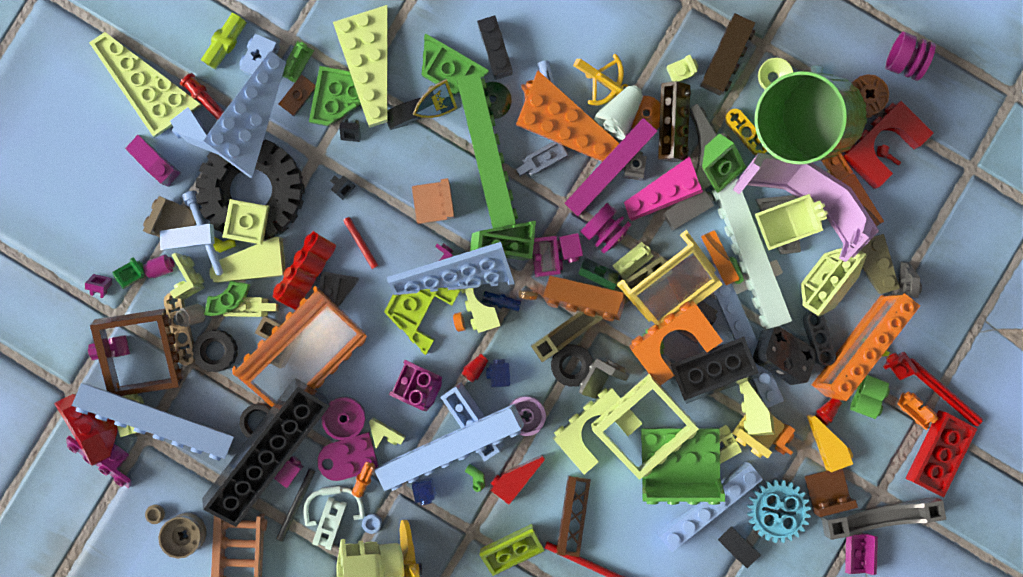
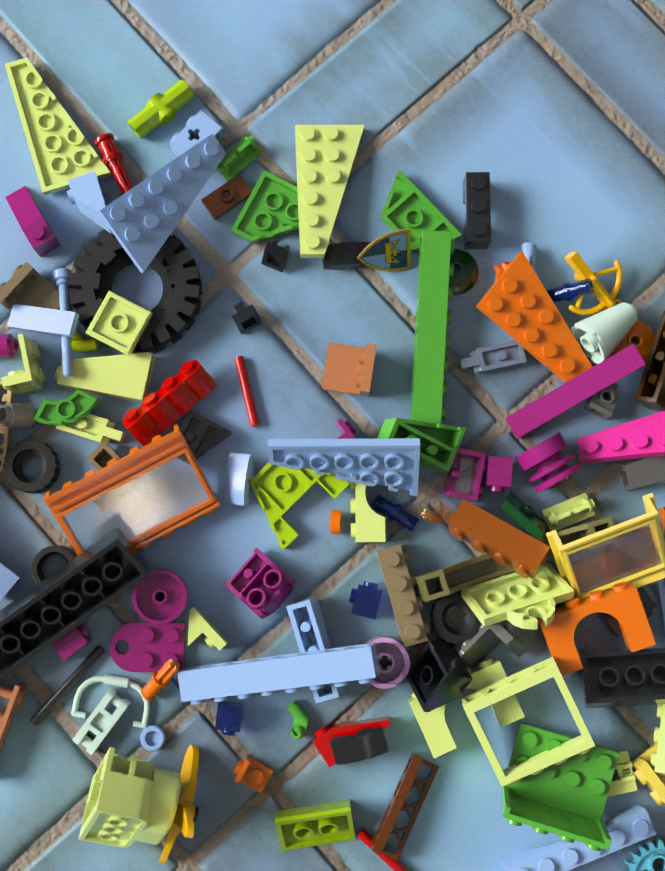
camera: 15 degrees right, 5 degrees down
(373, 310) = (237, 474): none -> light blue slope
(454, 526) = (252, 773): none -> orange bracket
(475, 368) = (338, 584): red cone -> none
(524, 362) = (400, 591): none -> dark tan brick
(525, 483) = (359, 747): none -> black slope
(569, 413) = (438, 675): none -> black slope
(584, 90) = (570, 291): none -> clear blue pin
(612, 337) = (518, 598): none -> yellowish green plate

